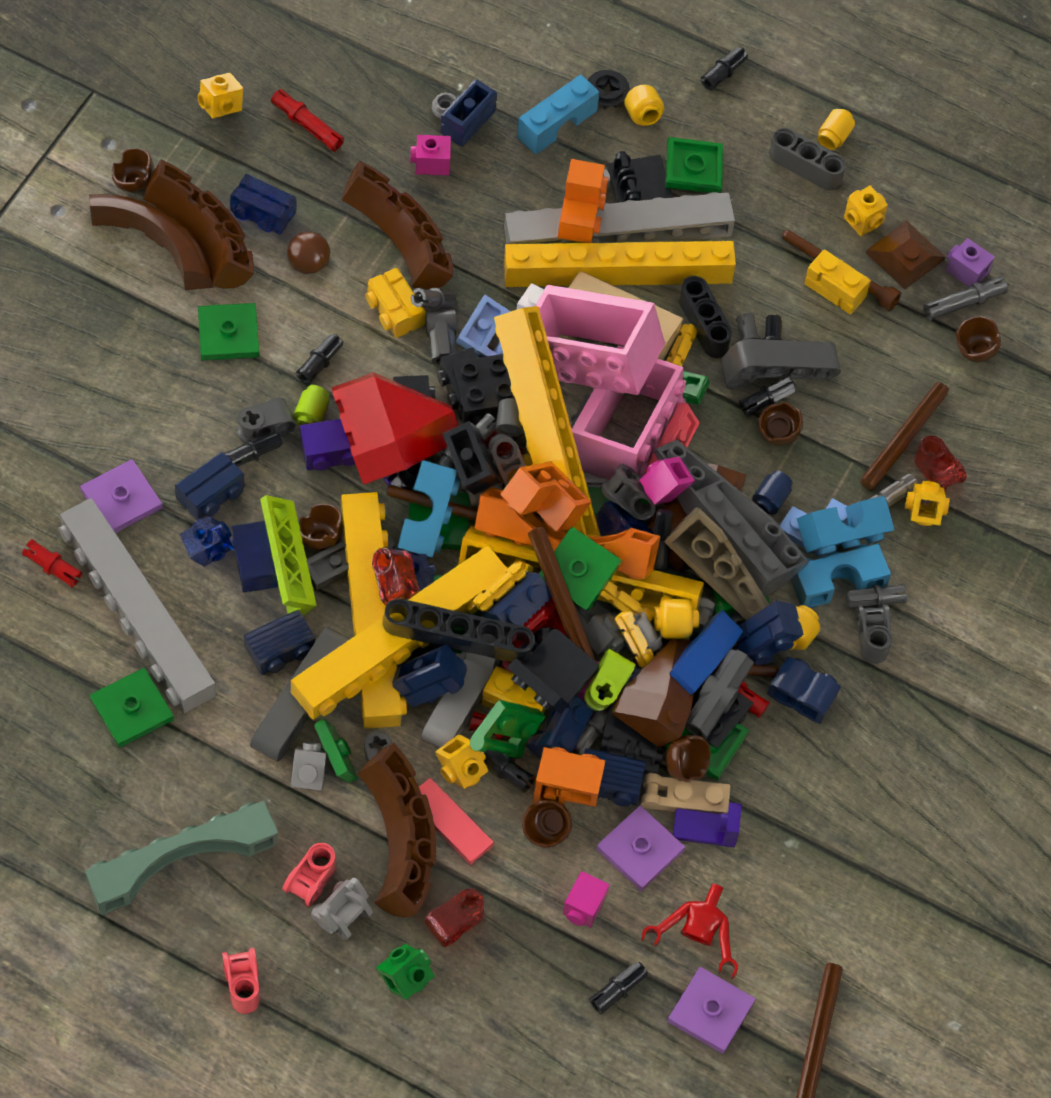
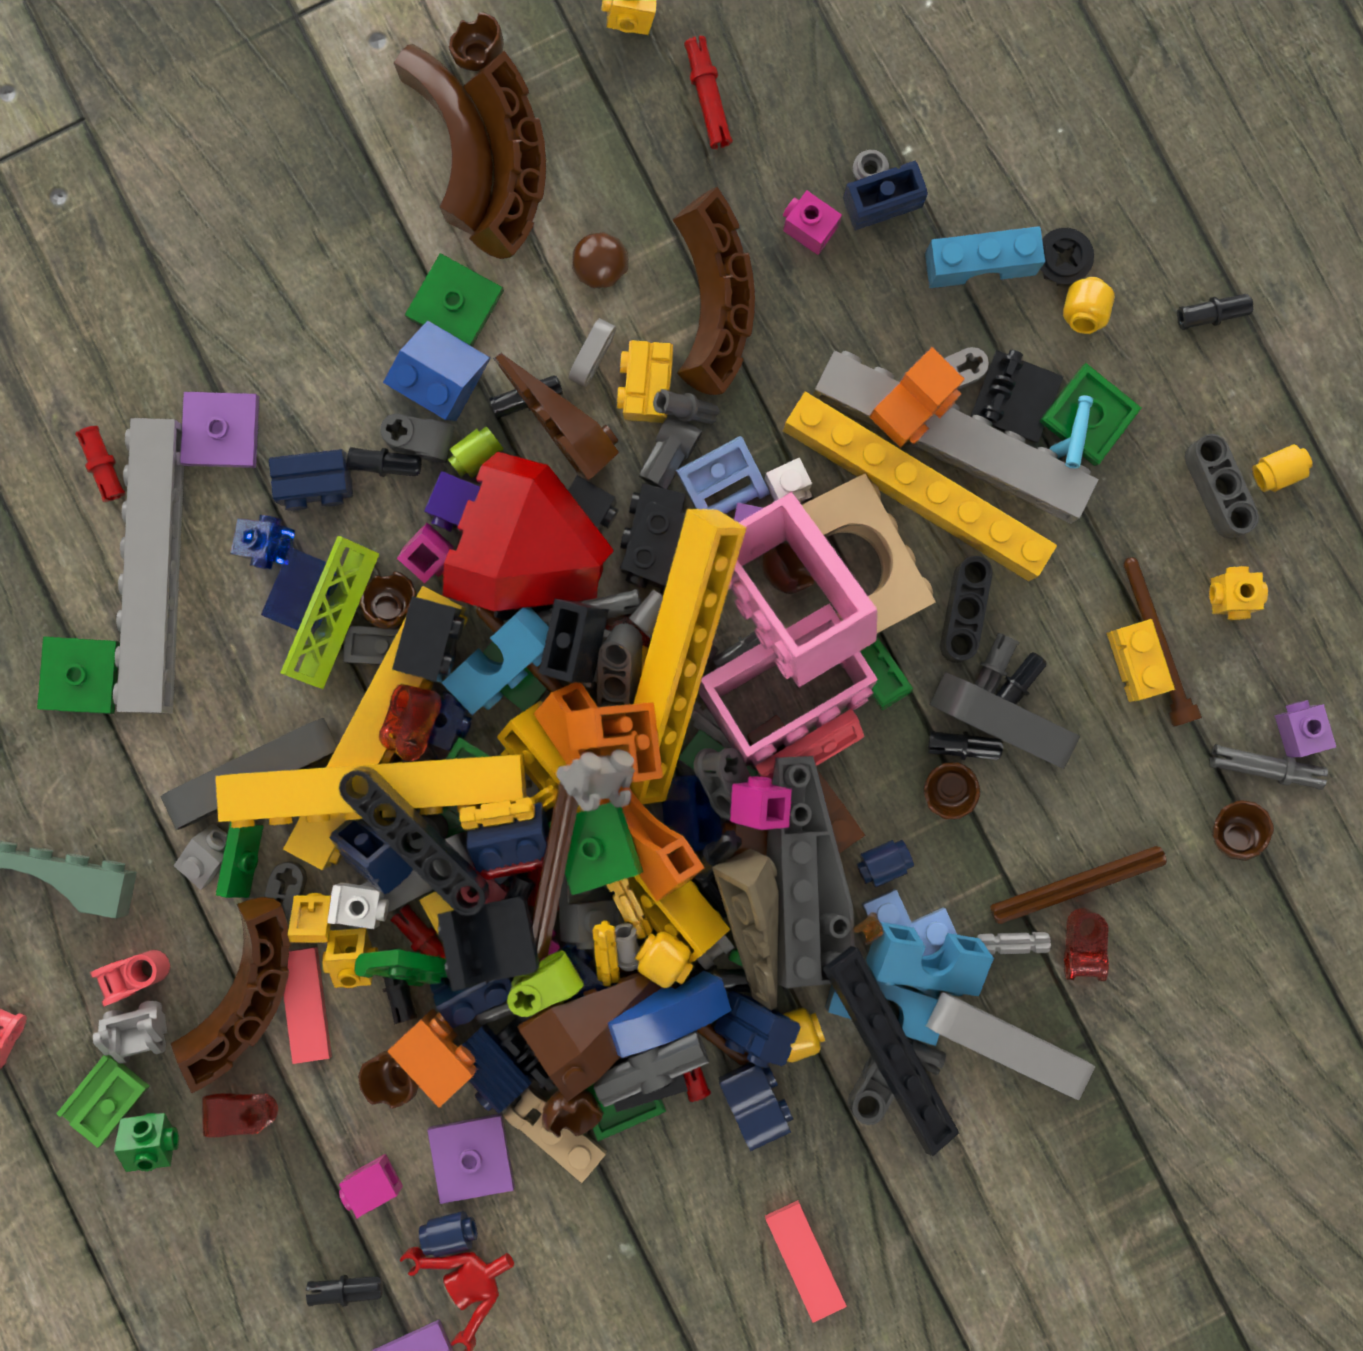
camera: 40 degrees right, 25 degrees up
(250, 374) = (437, 371): none -> blue slope
(262, 204) = (588, 171): clear blue brick -> none
(279, 642) = (263, 702): dark blue brick -> none
(326, 482) = (425, 553): none -> dark pink brick
(345, 306) = (592, 352): none -> light grey beam
(352, 969) = (103, 1100): none -> bright green plate
(353, 350) = (576, 434): none -> reddish brown wedge
(372, 518) = (428, 639): none -> black brick
(418, 749) = (309, 919): none -> yellow bracket
(441, 723) = (342, 900): none -> white brick
(553, 511) = (598, 778): none -> light grey piece
(662, 902) = (448, 1234): none -> dark blue brick
(682, 344) = (914, 628): yellow axle -> none
(698, 183) = (1074, 445): none -> medium azure piece
(708, 827) = (551, 1185): dark purple bracket -> none
(793, 523) = (870, 927): none -> clear orange hand
(865, 589) = (891, 1050): none -> black tile
(905, 254) = (1244, 668): reddish brown slope -> none
(914, 770) = (805, 1261): none -> coral tile
(928, 513) = (1037, 987): yellow brick -> none
(938, 545) = (1010, 1046): none -> light grey beam

